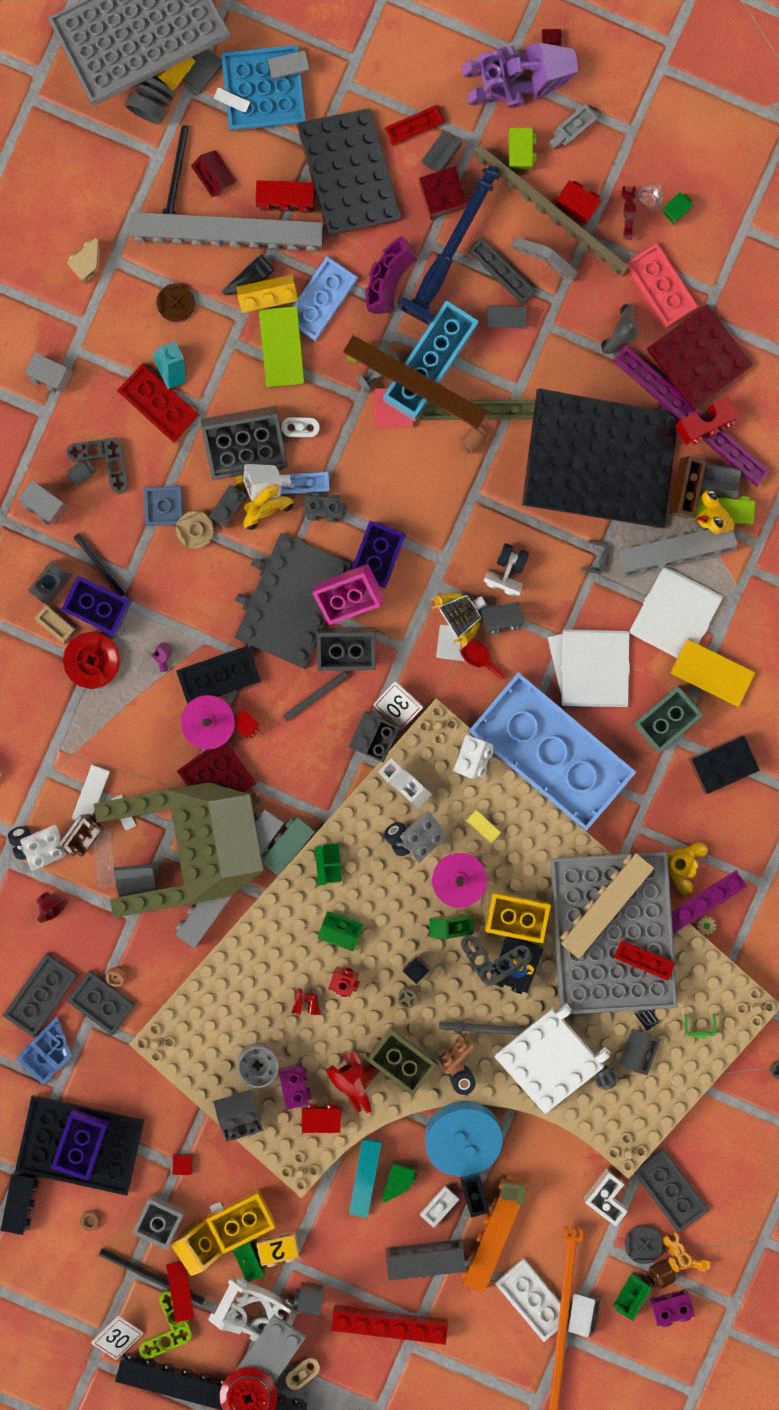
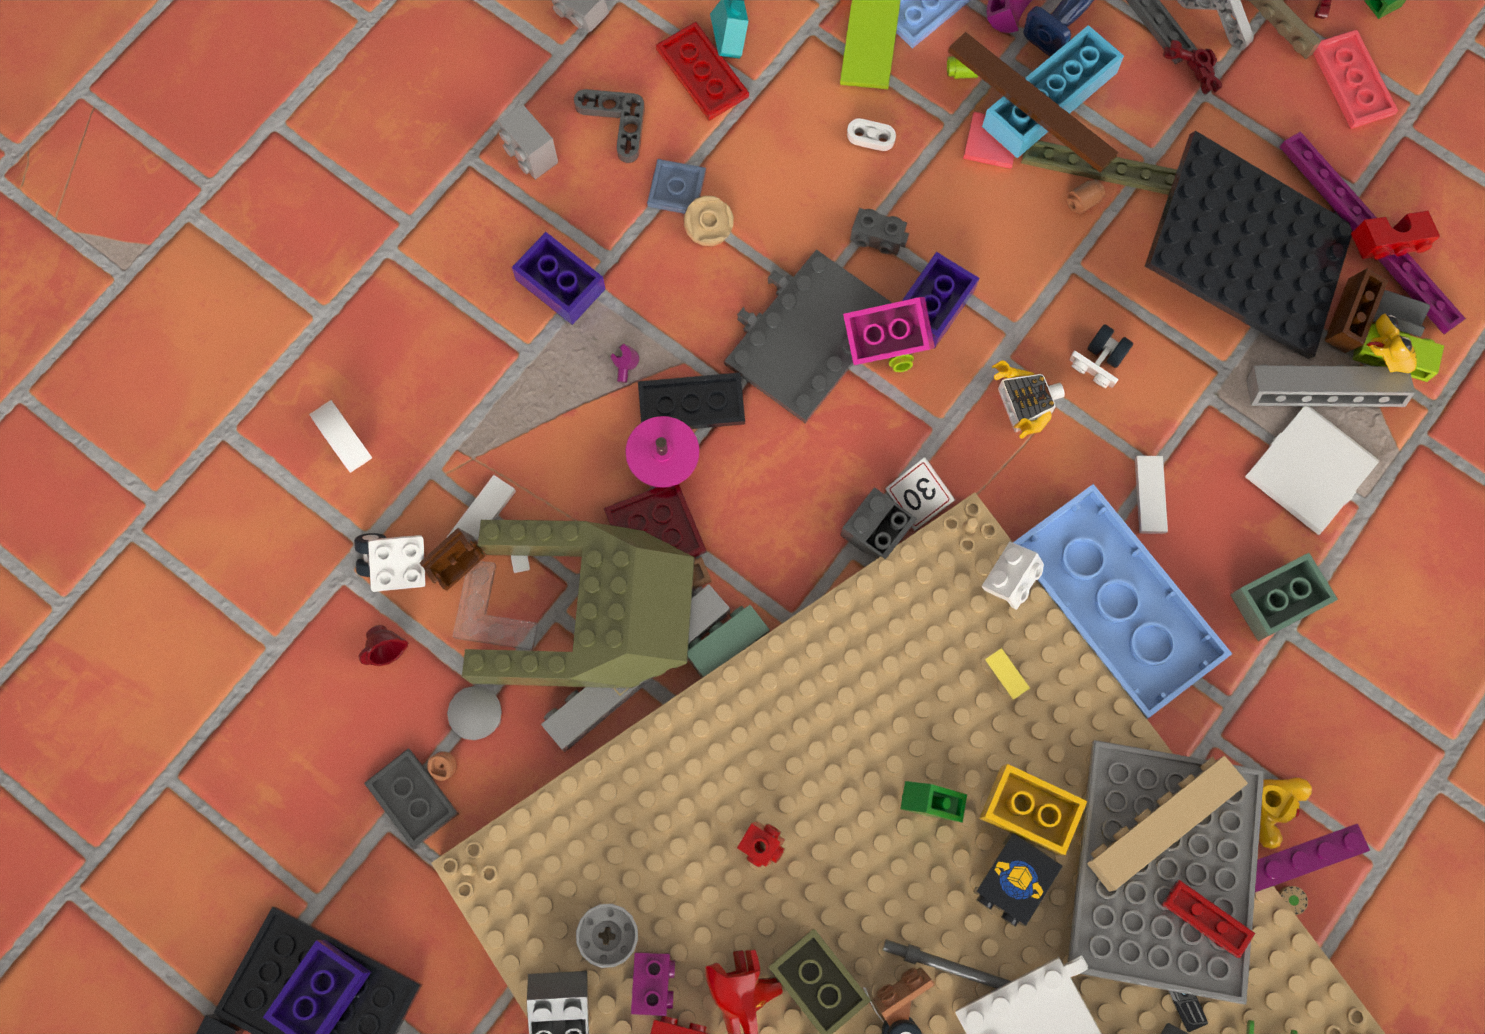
camera: 15 degrees right, 15 degrees down
(40, 995) = (331, 767): dark grey tile -> none
(45, 1052) = (312, 850): medium blue slope -> none
(49, 583) = (509, 238): dark grey piece -> none
(55, 623) = (499, 292): tan tile -> none
(78, 653) = (515, 340): red piece -> none
(80, 472) = (585, 123): dark grey brick -> none
(100, 564) = (576, 232): black bar -> none
(127, 935) = (474, 713): none -> light grey dish
(134, 879) = (507, 631): dark grey slope -> none
(228, 506) = (758, 201): dark grey brick -> none
(243, 439) = (797, 136): dark grey slope -> none
(246, 724) = (712, 470): red brick -> none
(262, 484) = (807, 175): white torso -> none
(269, 507) = (802, 207): yellow head -> none
(307, 483) = (854, 196): light blue plate -> none
(313, 1008) = (709, 860): red piece -> none
(316, 695) = (812, 459): dark grey bar -> none
(328, 863) = (779, 672): green panel -> none
(340, 931) = (772, 772): green panel -> none
(346, 649) = (868, 403): dark grey brick -> none
(363, 382) = (962, 101): light grey wheel -> none
(405, 783) = (911, 585): white brick -> none
(408, 1001) = (847, 892): dark tan wheel -> none
(416, 969) = (870, 851): black brick -> none
(418, 839) = (914, 664): light grey plate -> none
(446, 648) = (1003, 439): white sticker -> none
(459, 880) = (961, 734): dark pink piece -> none
(478, 655) = (1041, 459): red piece -> none
(489, 966) = (979, 871): dark grey beam -> none
(502, 617) = (1082, 416): dark grey slope -> none
(506, 316) = (1157, 65): dark grey hinge -> none
(540, 303) = (1200, 62): none -> dark red piece
(595, 668) = (1193, 510): white piece -> none
(603, 561) = (1227, 378): dark grey piece -> none
(624, 330) = (1301, 114): dark grey head -> none
(699, 357) = (1392, 165): dark red plate -> none
(712, 673) = (1352, 553): yellow tile -> none
(724, 764) = (1352, 677): black brick -> none

